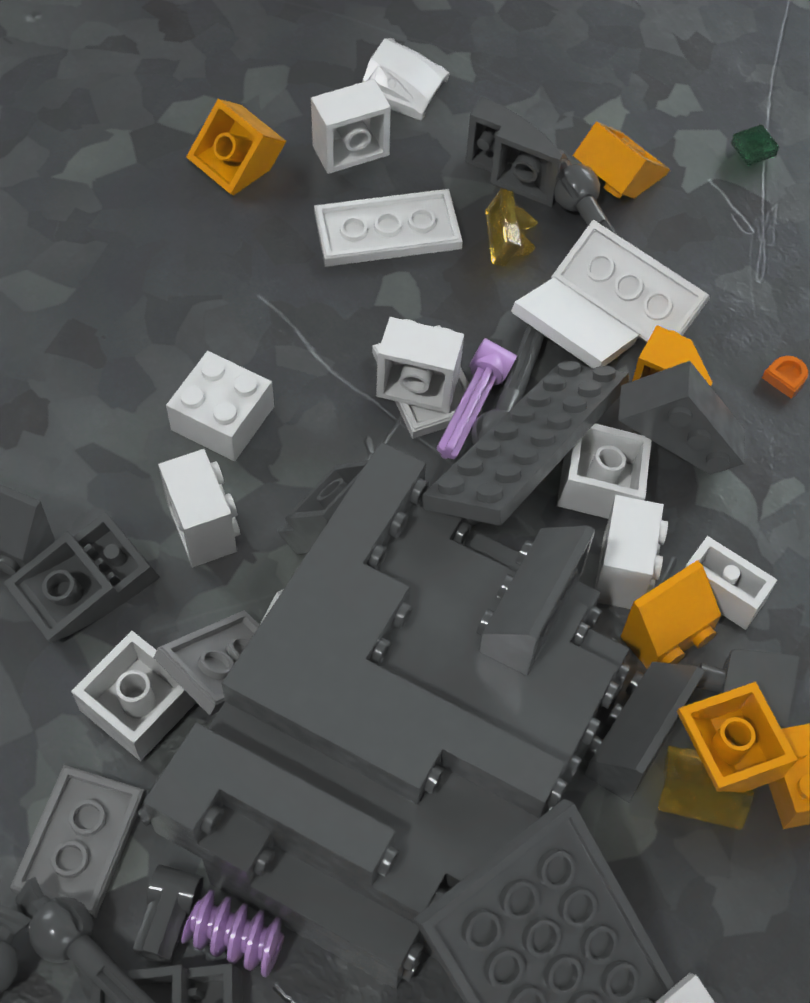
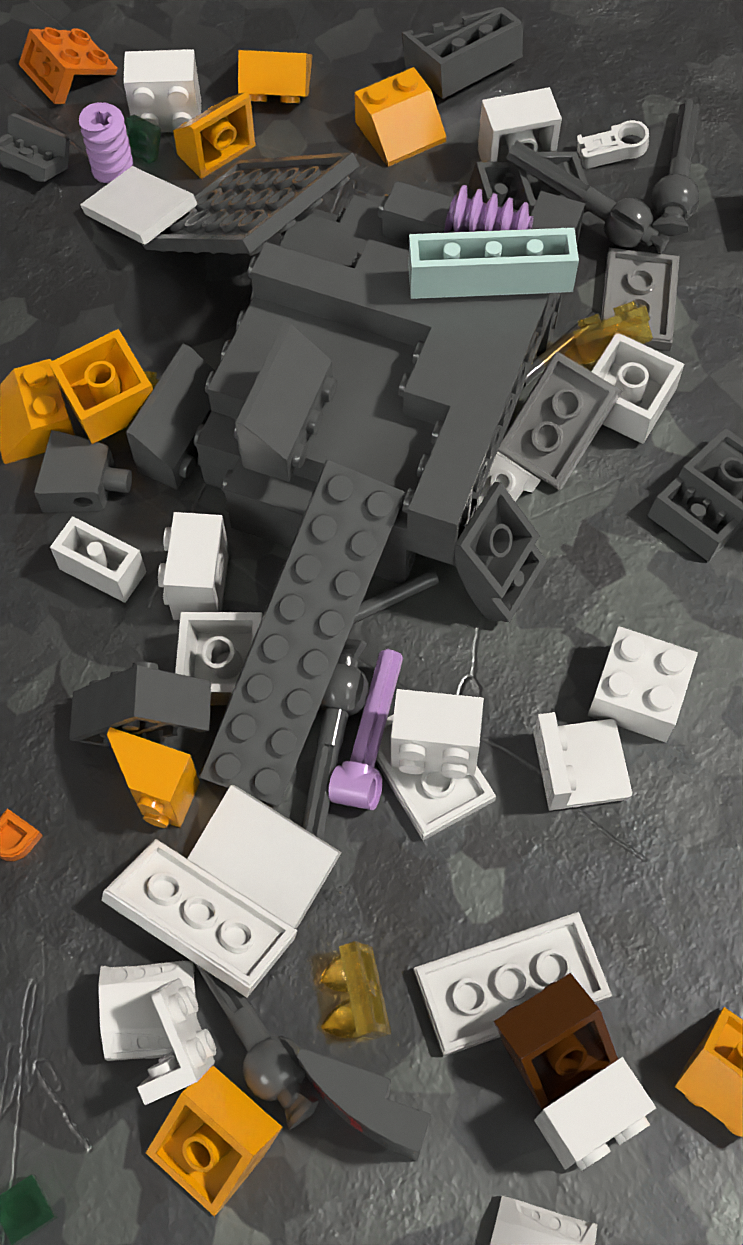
camera: 175 degrees right, 5 degrees up
(129, 762) = (596, 333): none -> clear yellow bracket
(200, 507) = (629, 553): white brick -> none
(272, 763) = (478, 216): none -> lavender piece
(284, 689) = (492, 263): none -> light aqua brick
(295, 357) = (581, 762): none -> white bracket
(367, 172) = (557, 1039): none -> reddish brown slope
(648, 189) = (191, 1044): none -> white bracket
(672, 617) = (147, 516): light orange slope -> none
(674, 238) = (127, 1012): none -> white slope

